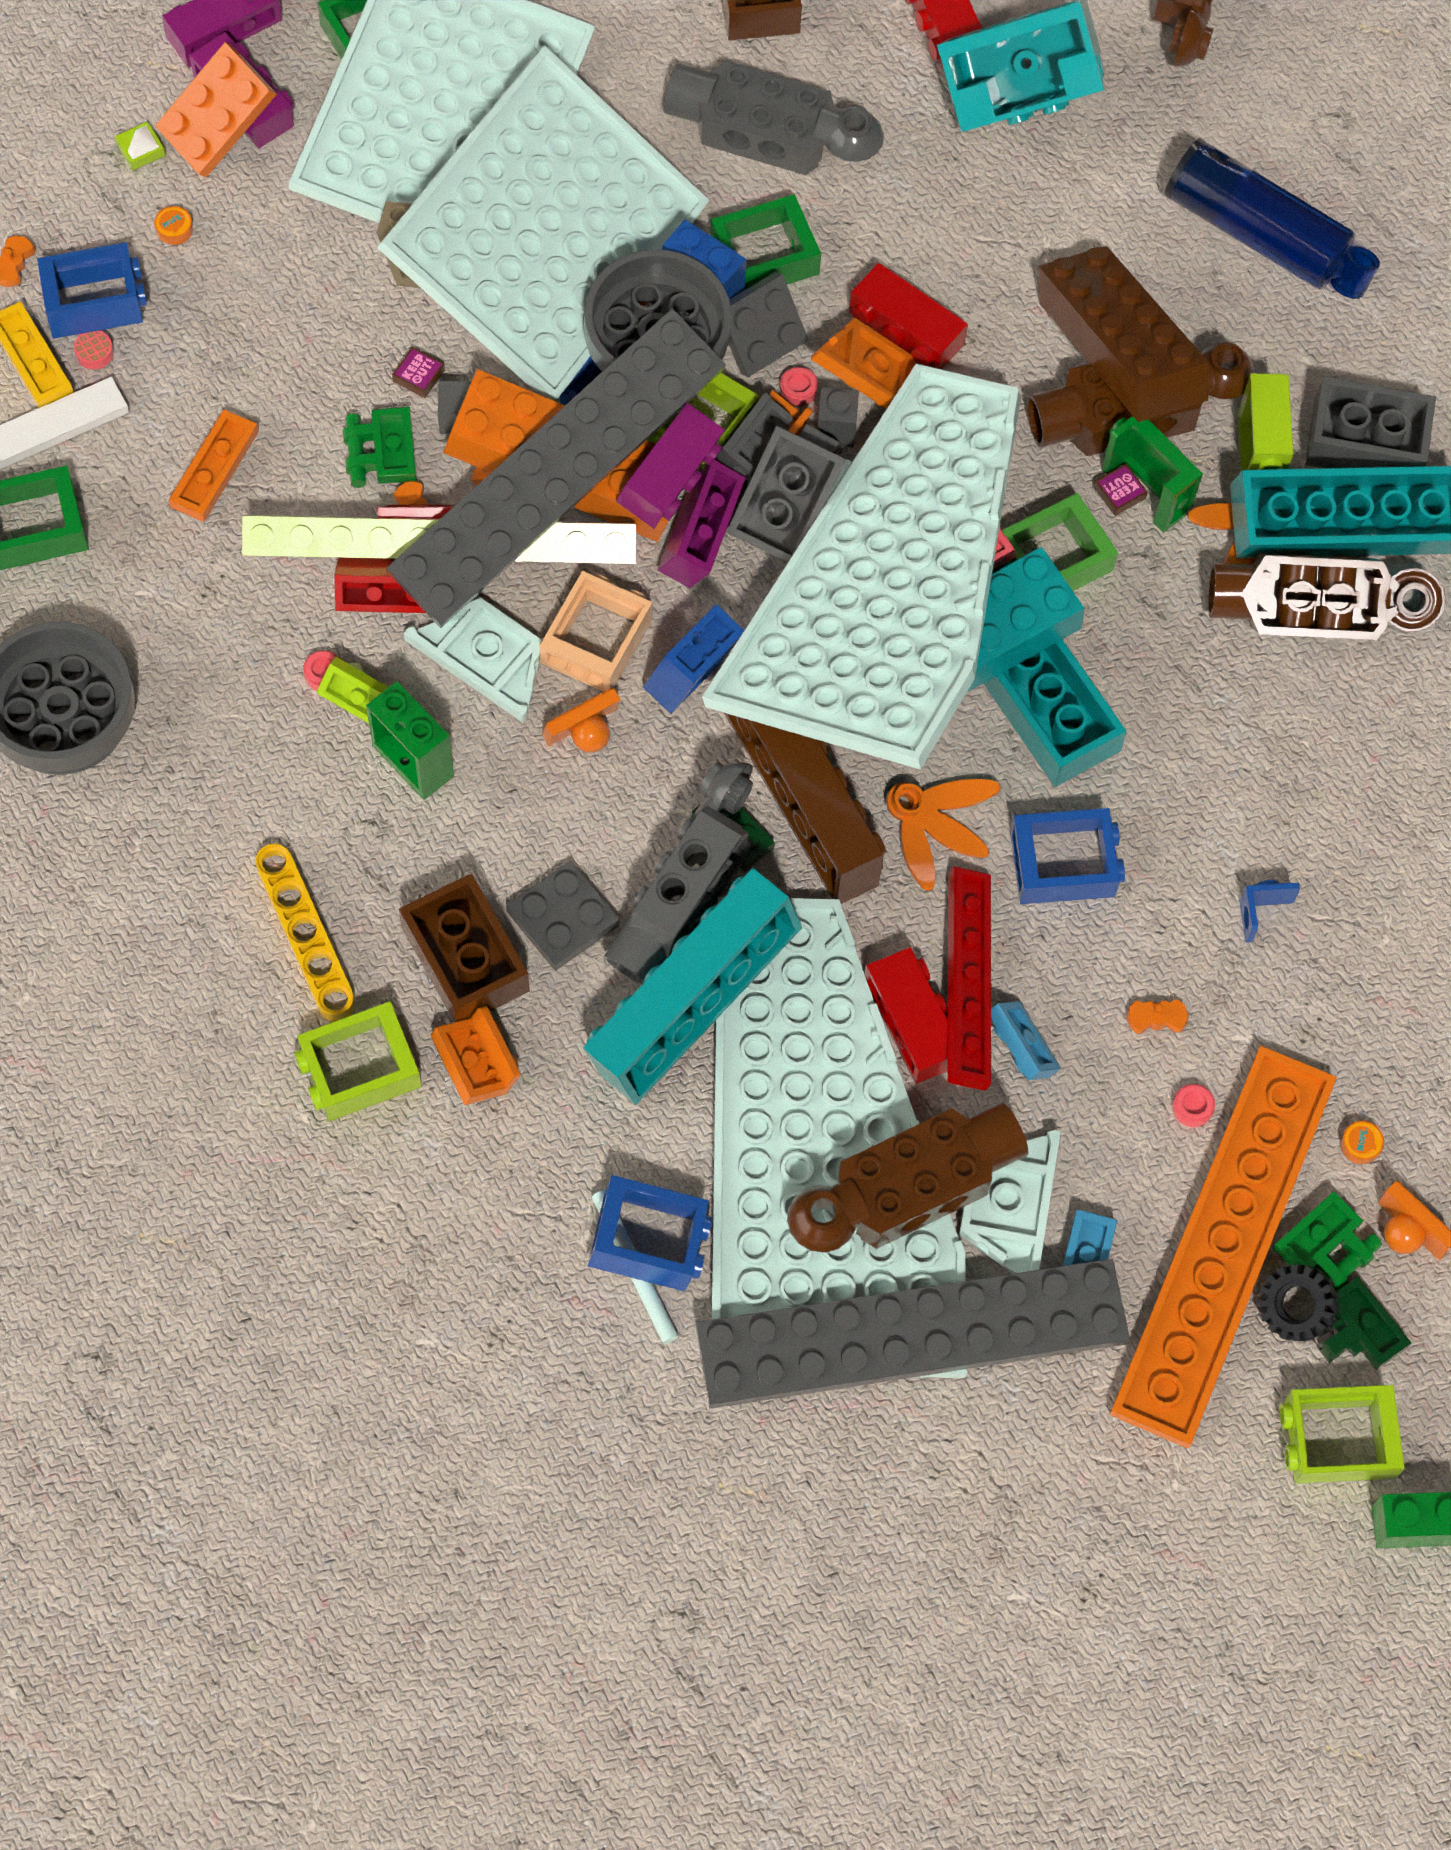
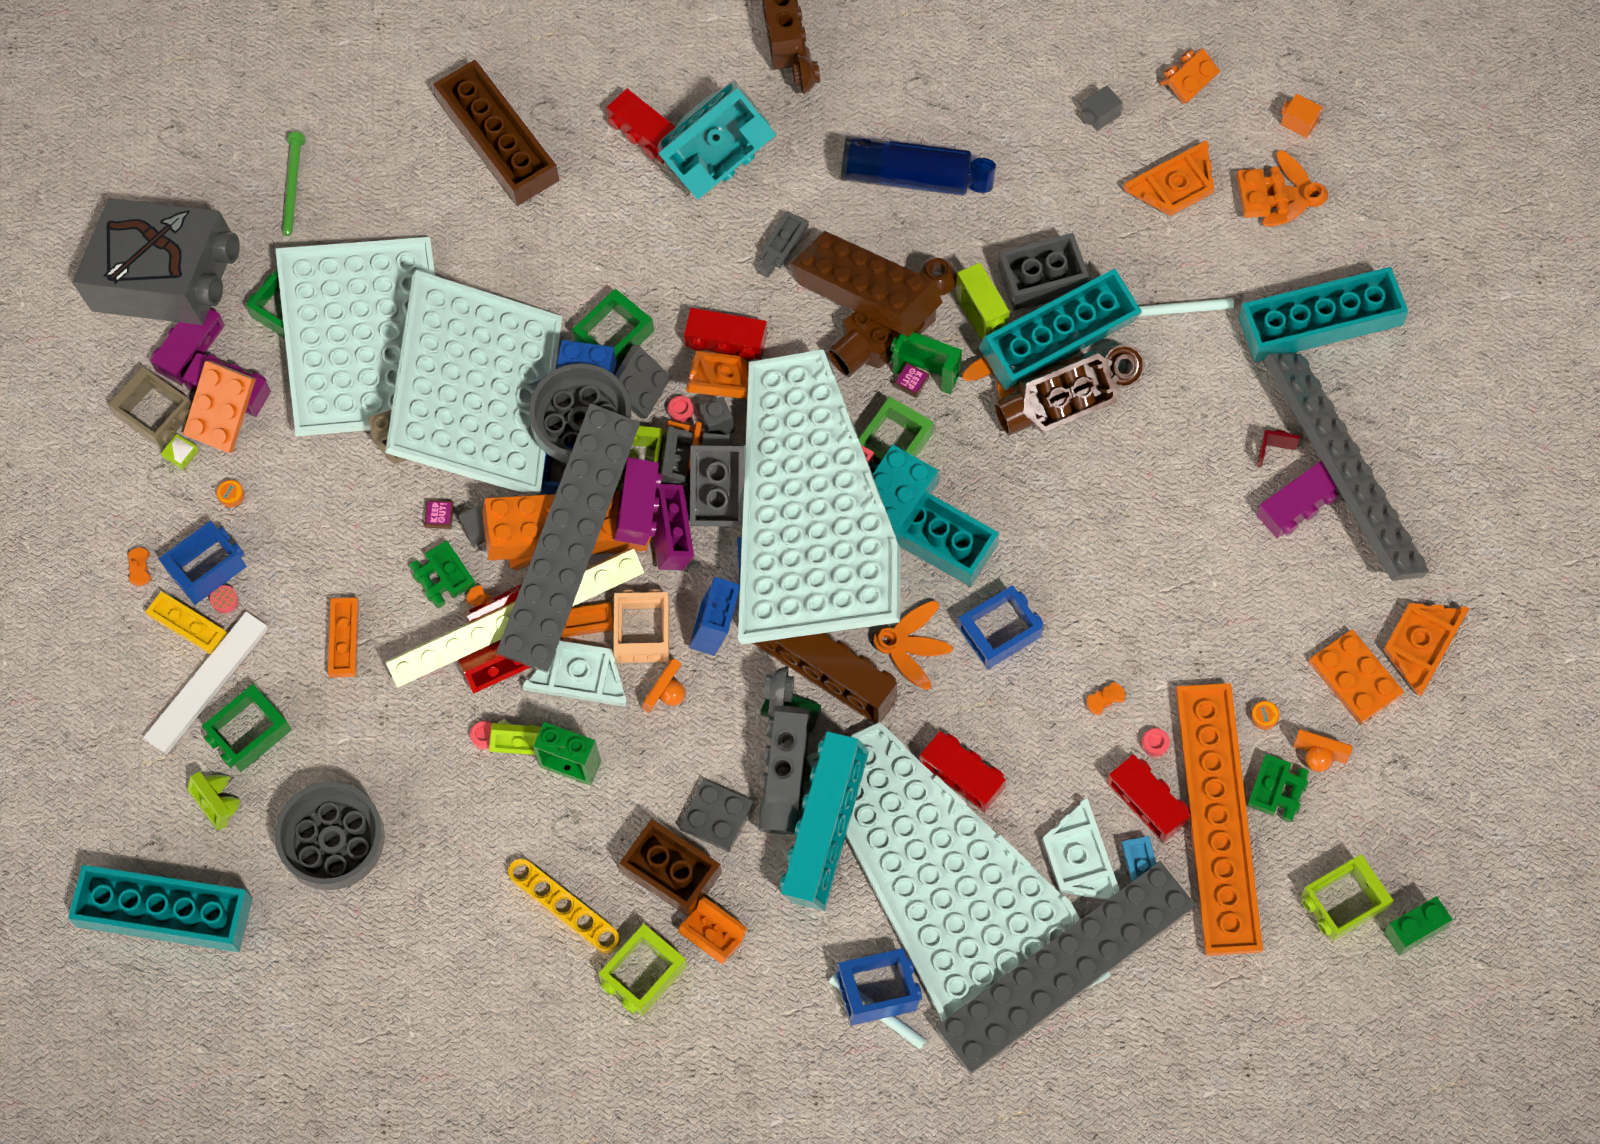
camera: 20 degrees left, 0 degrees up
(138, 41) = (135, 391): none -> dark tan window
(531, 590) = (589, 620): none -> orange tile
(770, 117) = (572, 245): dark grey brick -> none
(909, 1179) = (1016, 874): reddish brown brick -> none
(969, 978) = (984, 732): red tile -> none
(1024, 1041) = (1032, 751): dark azure plate -> none
(1044, 239) = (782, 242): none -> dark grey hinge
(1144, 1171) = (1149, 798): none -> red brick
(1264, 893) = (1129, 591): blue bracket -> none
(1273, 1303) = (1274, 848): black tyre -> none
(1363, 1328) = (1323, 827): dark green hinge -> none

